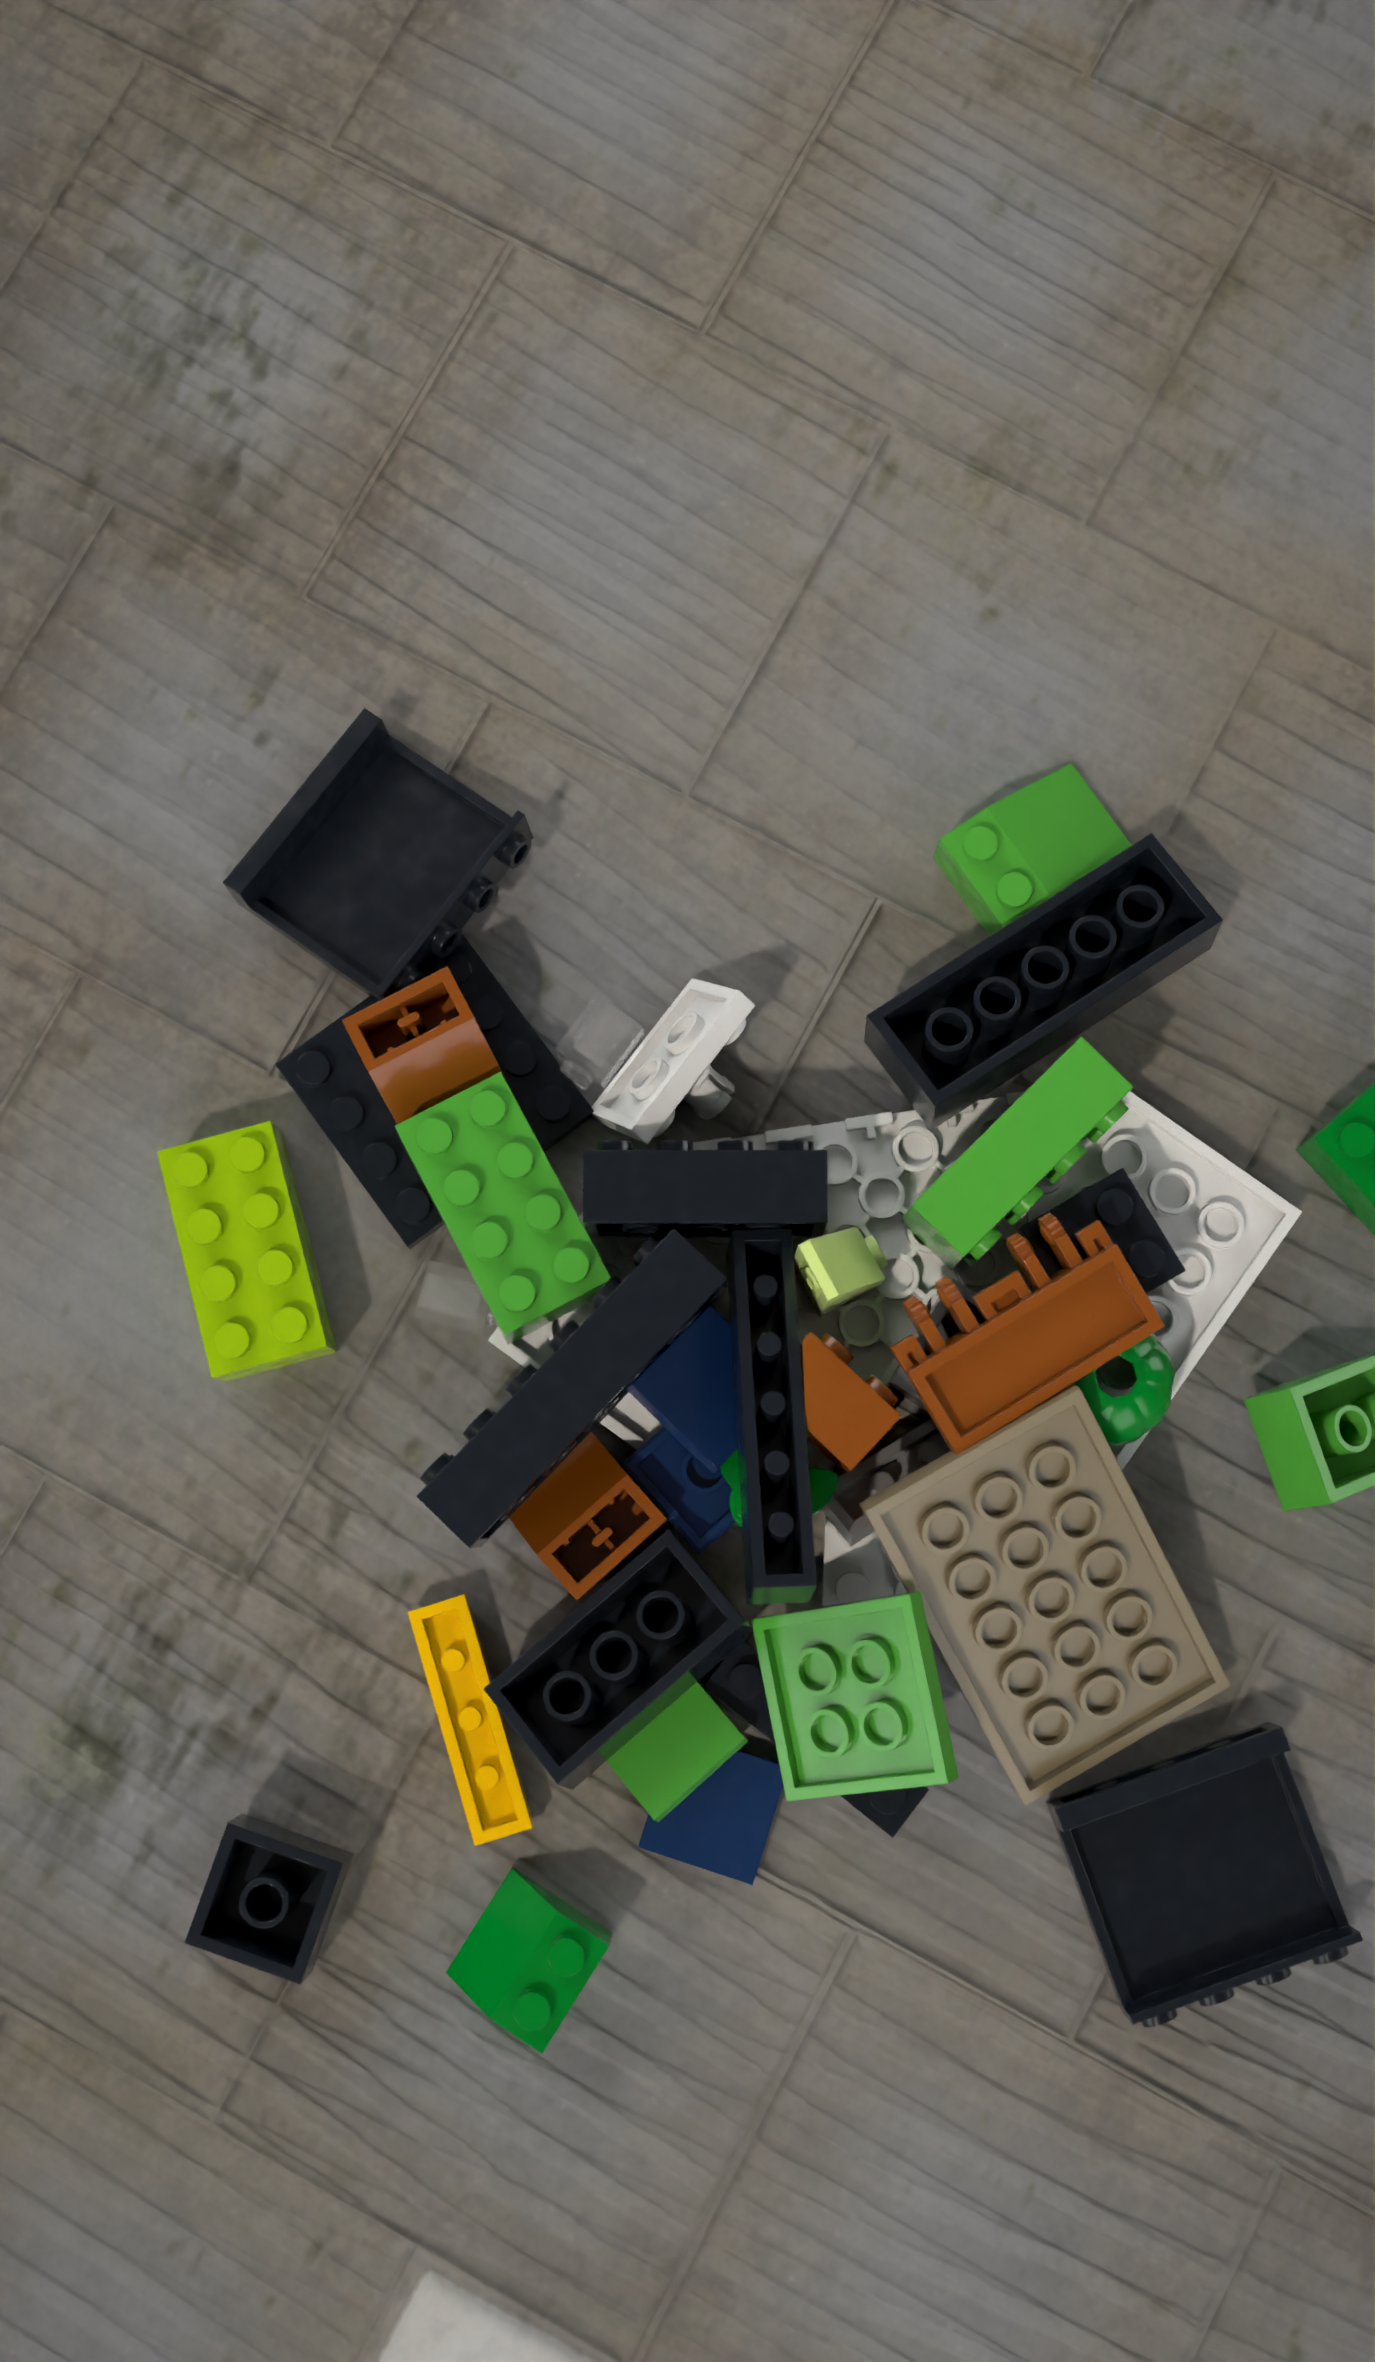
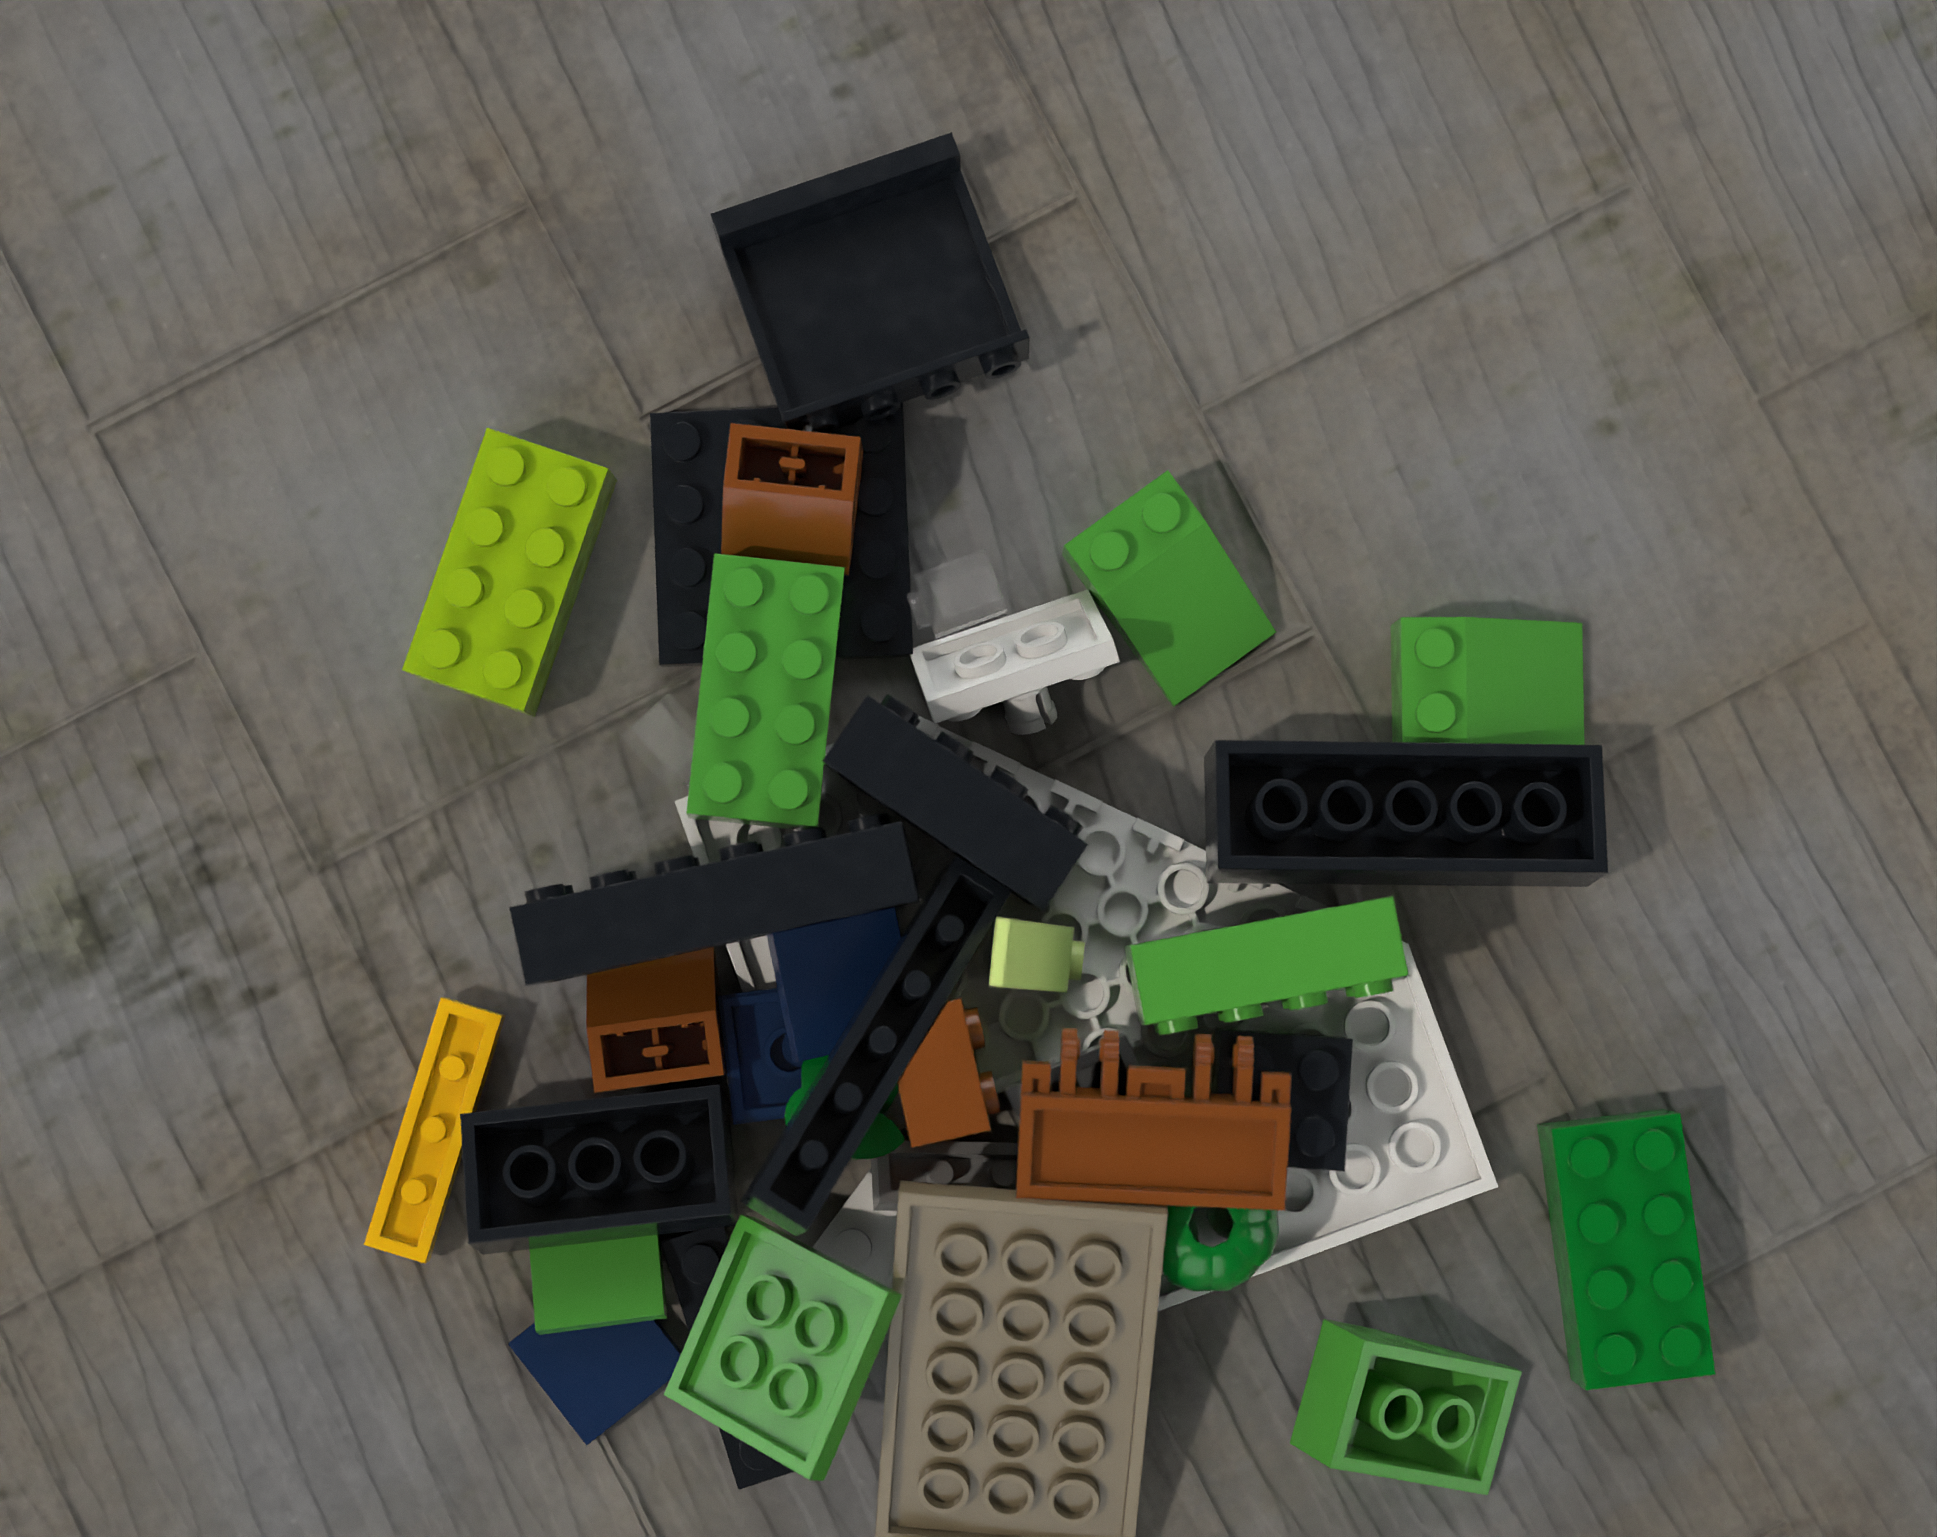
camera: 35 degrees right, 5 degrees up
(269, 1898) = (153, 1167): black brick -> none
(528, 1959) = (346, 1375): green slope -> none
(751, 935) = (1169, 588): none -> bright green slope

